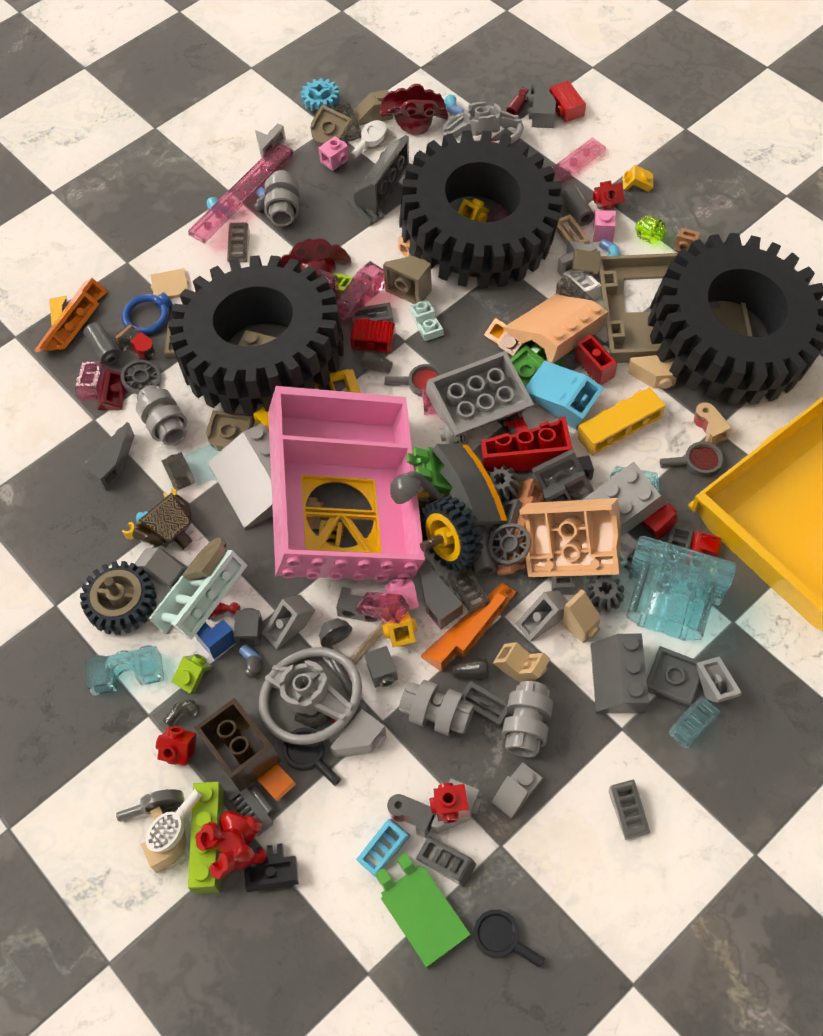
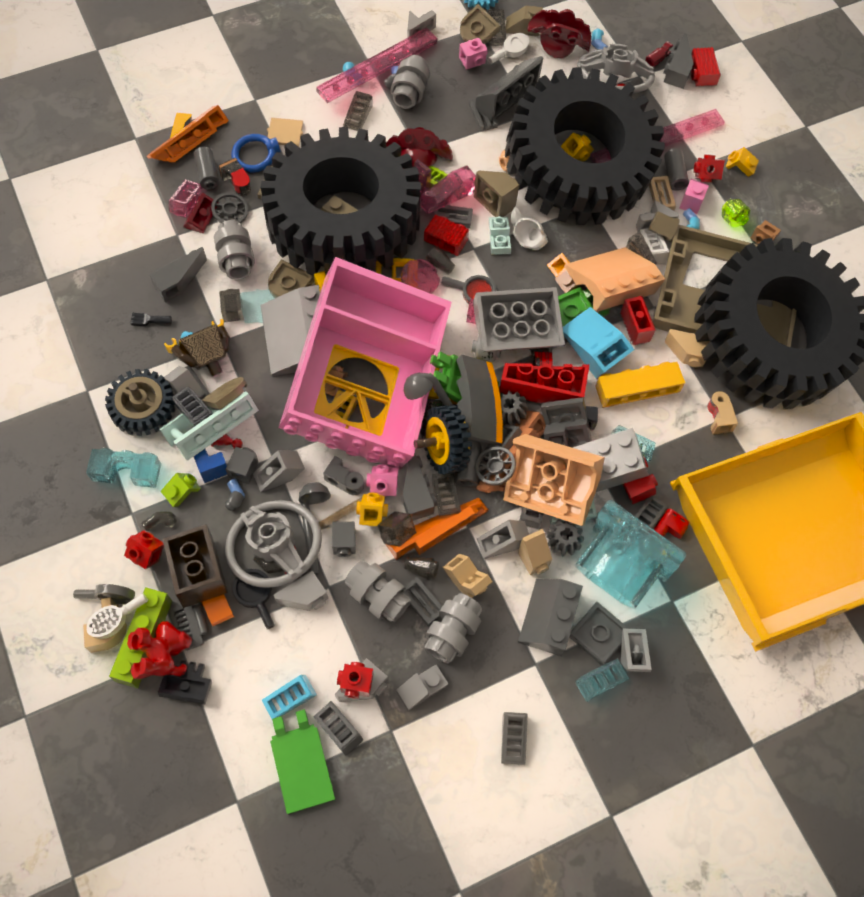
camera: 10 degrees right, 5 degrees up
(90, 514) = (144, 319): none -> black piece
(173, 583) = (190, 405): none -> black slope
(361, 381) = (420, 275): none -> clear pink tile
(385, 606) = (364, 487): clear pink slope -> none
(412, 811) = (320, 671): dark grey leg -> none
(432, 639) = (397, 528): none -> clear smoke brick
(454, 307) = (528, 231): none -> white hair
(498, 935) = (359, 808): black piece -> none
(700, 459) = (700, 442): dark grey piece -> none

